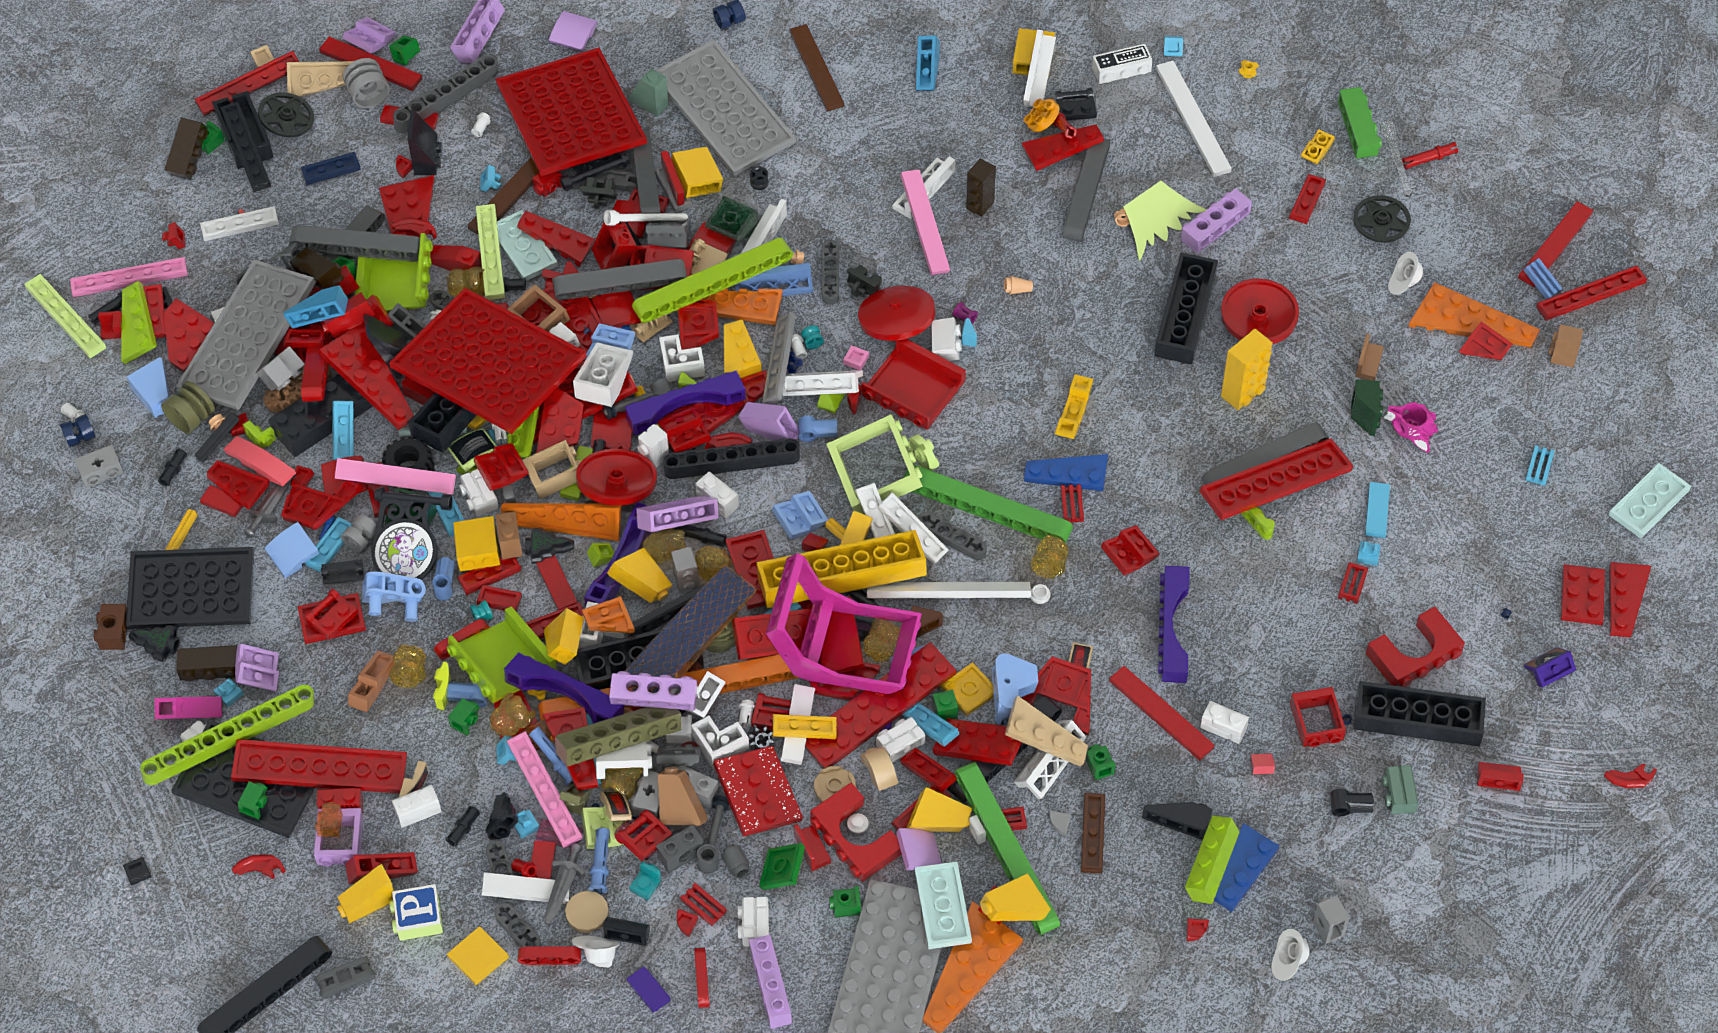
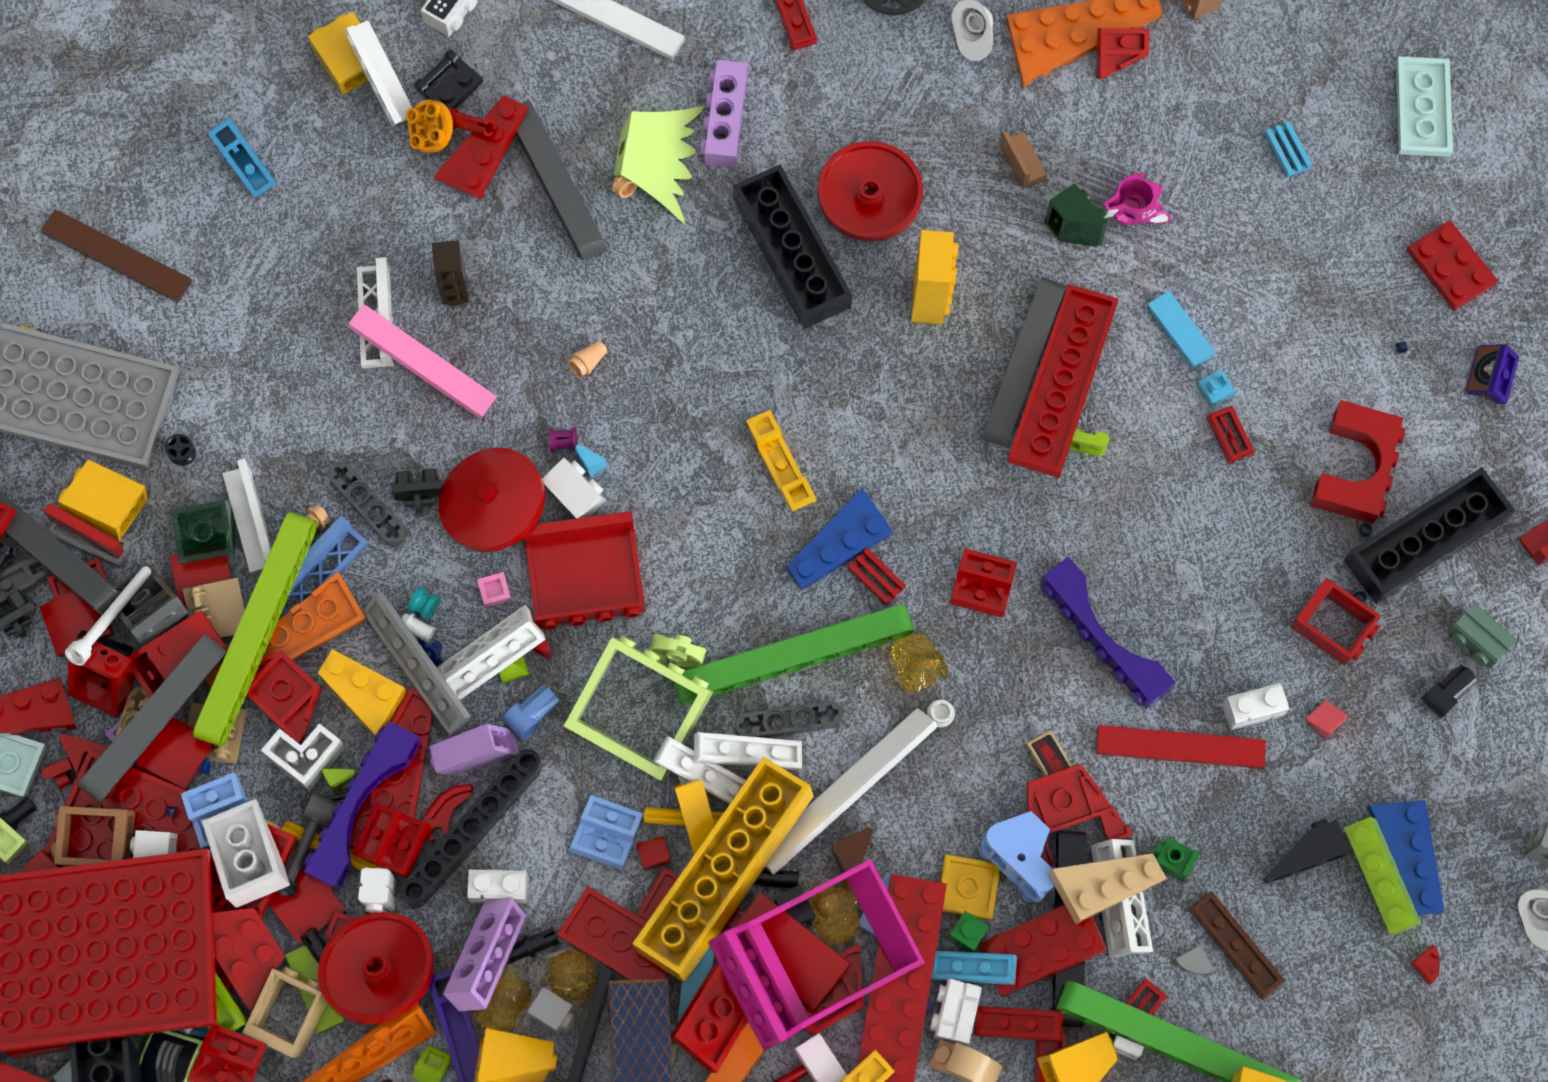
camera: 45 degrees left, 15 degrees up
(1626, 592) = (1489, 230): red wing -> none

